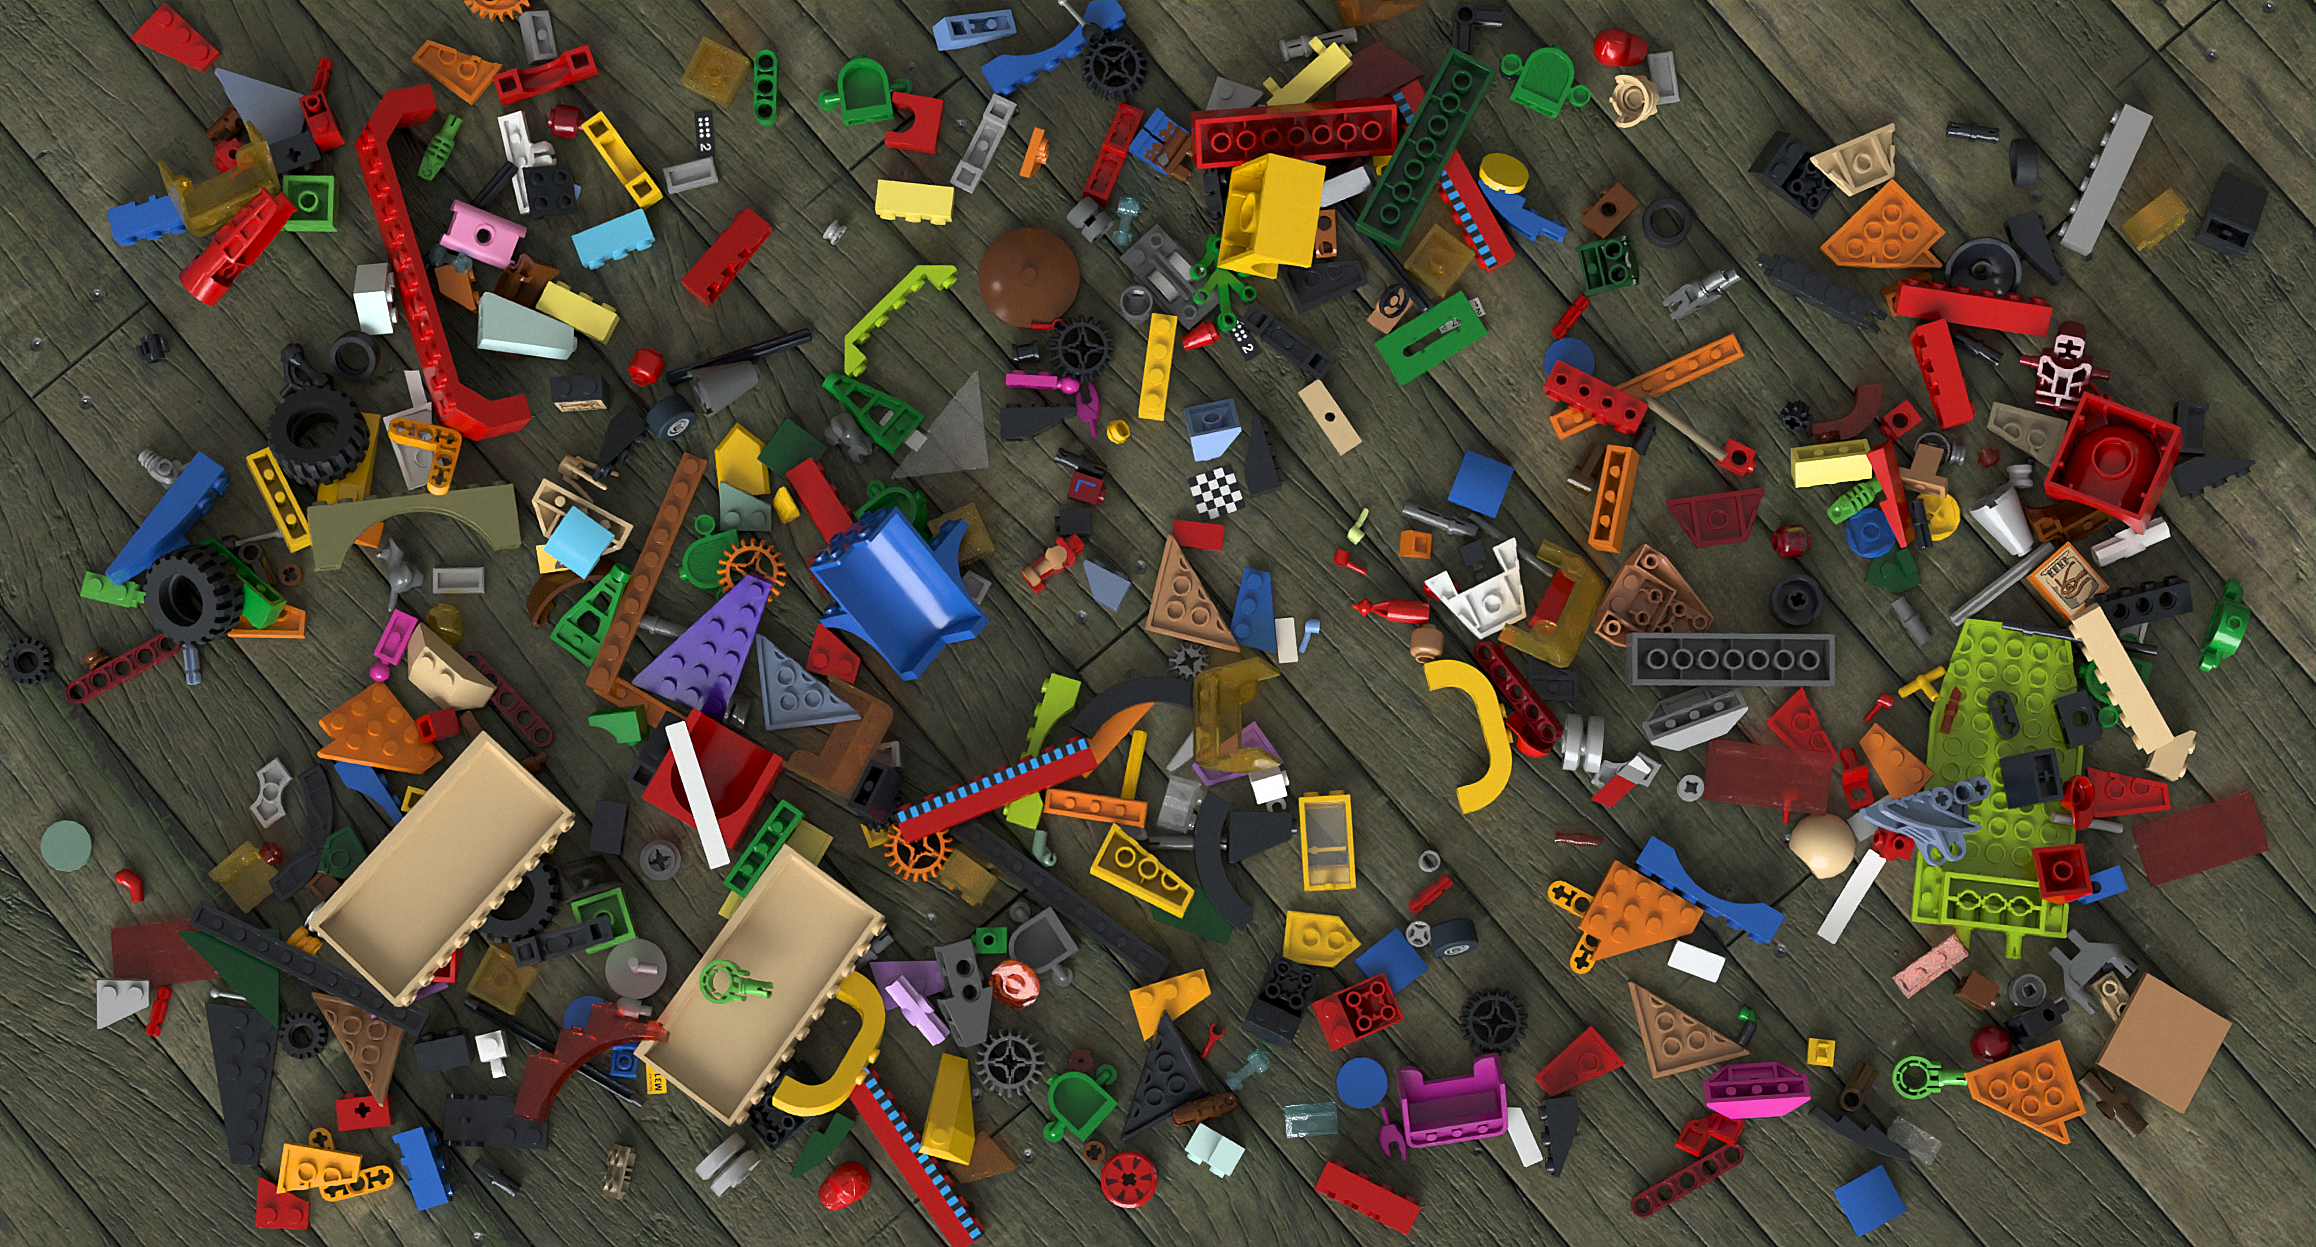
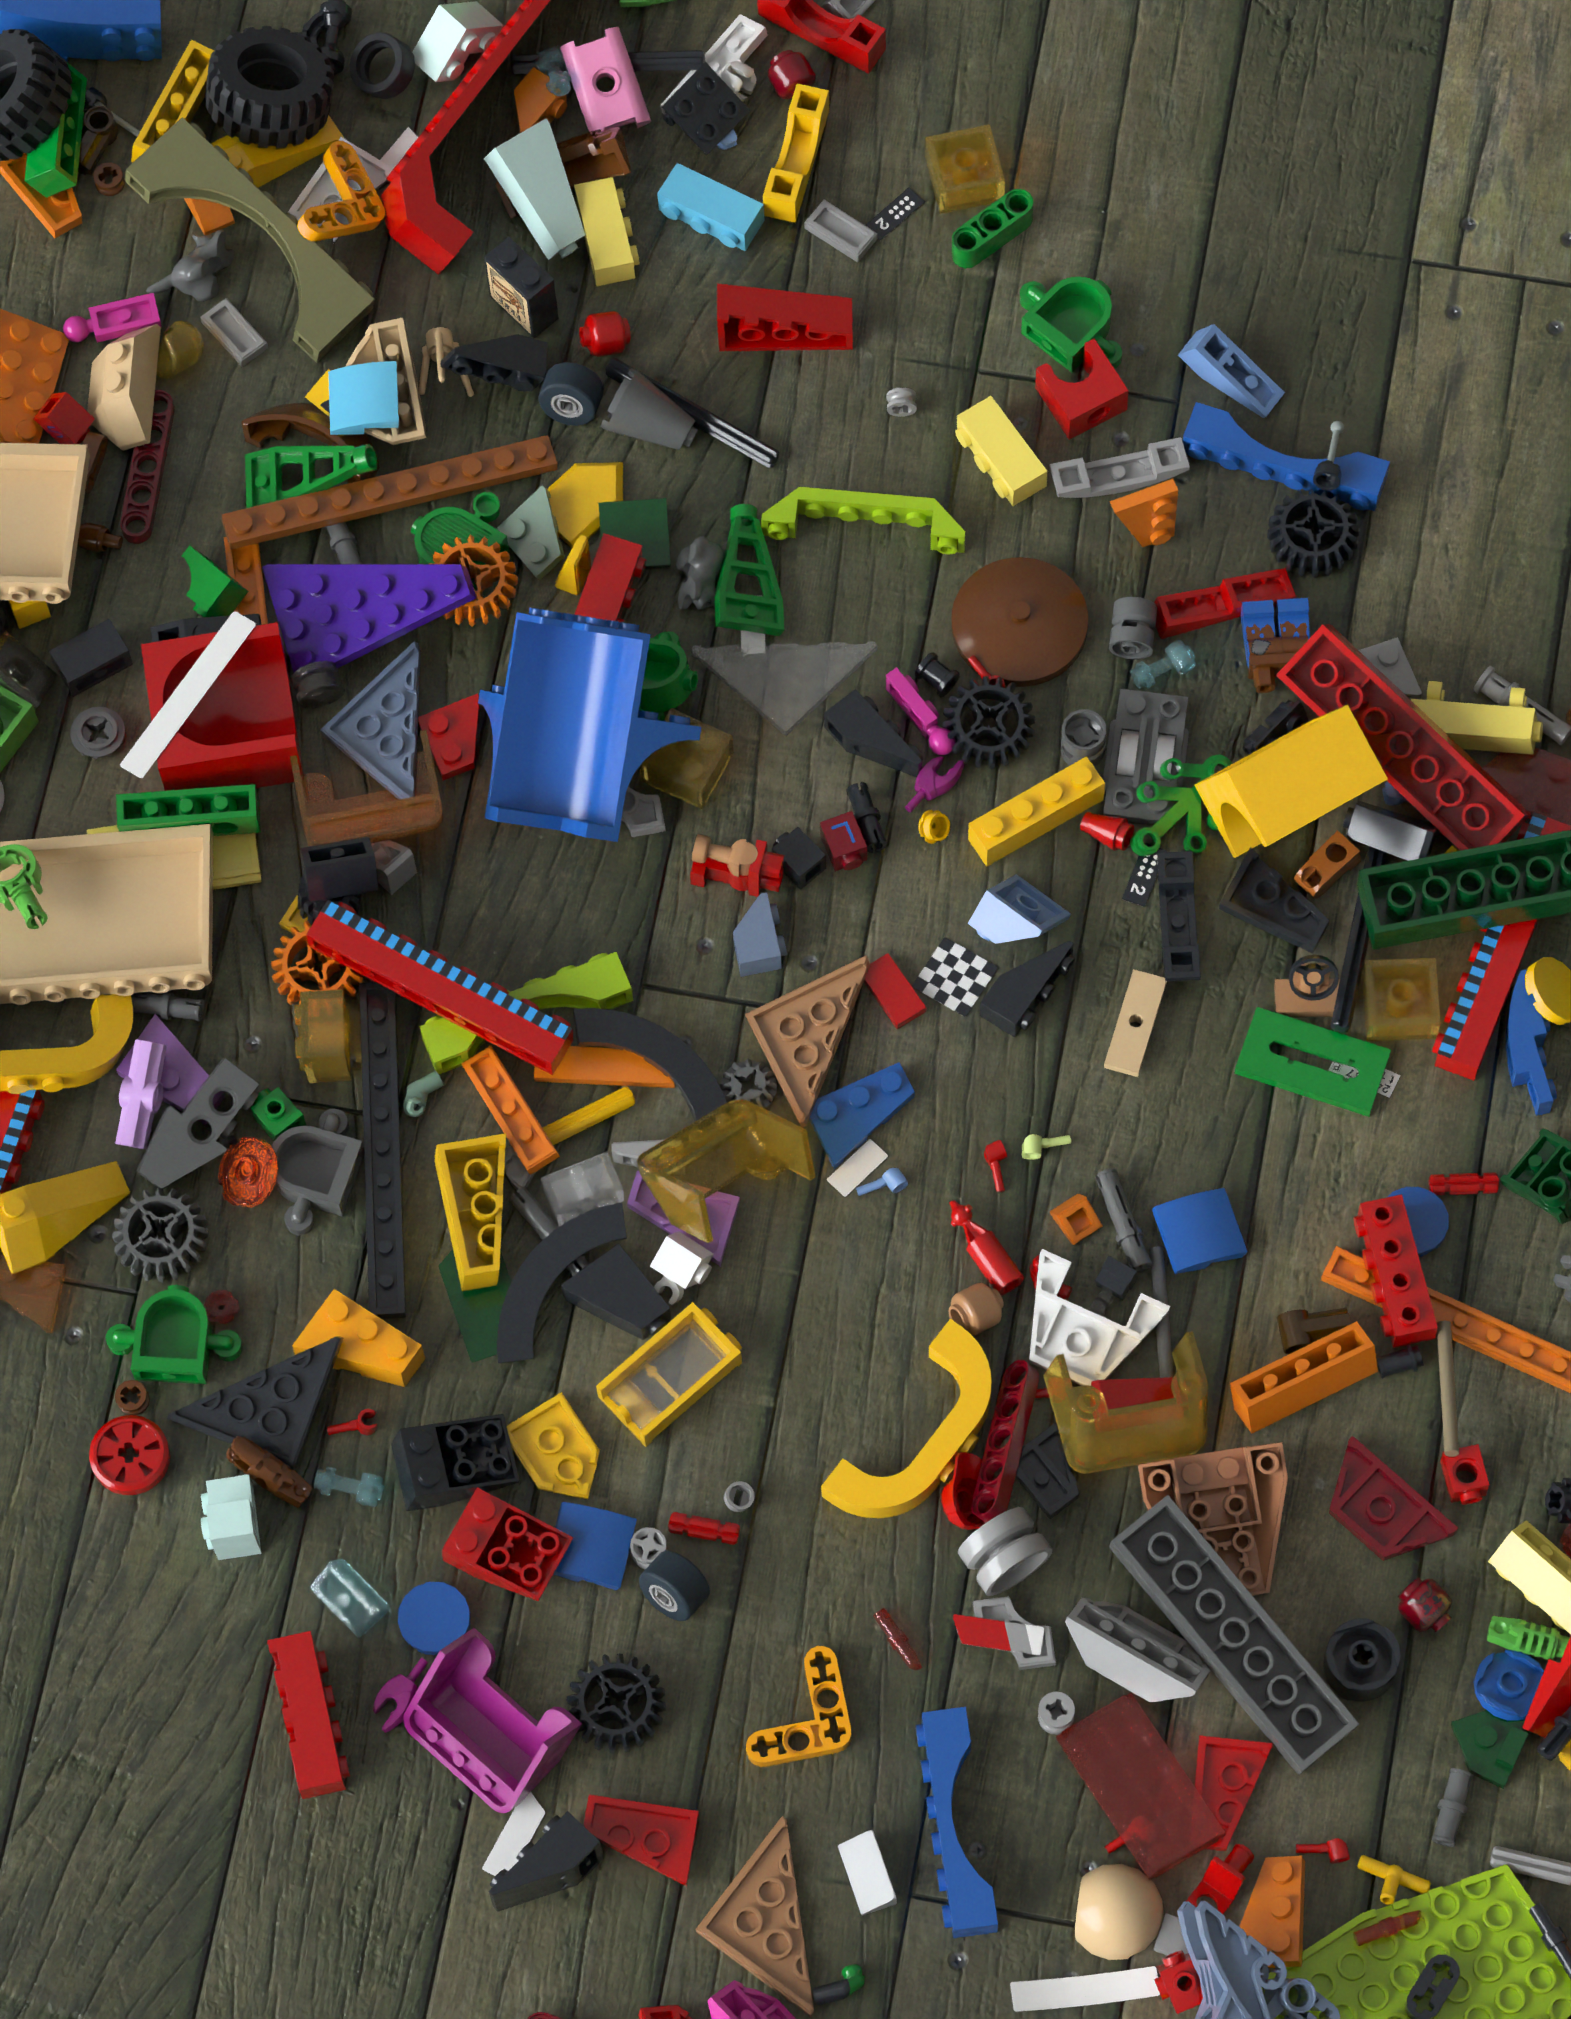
camera: 50 degrees right, 15 degrees down
(1635, 913) = (864, 1760): orange wing -> none

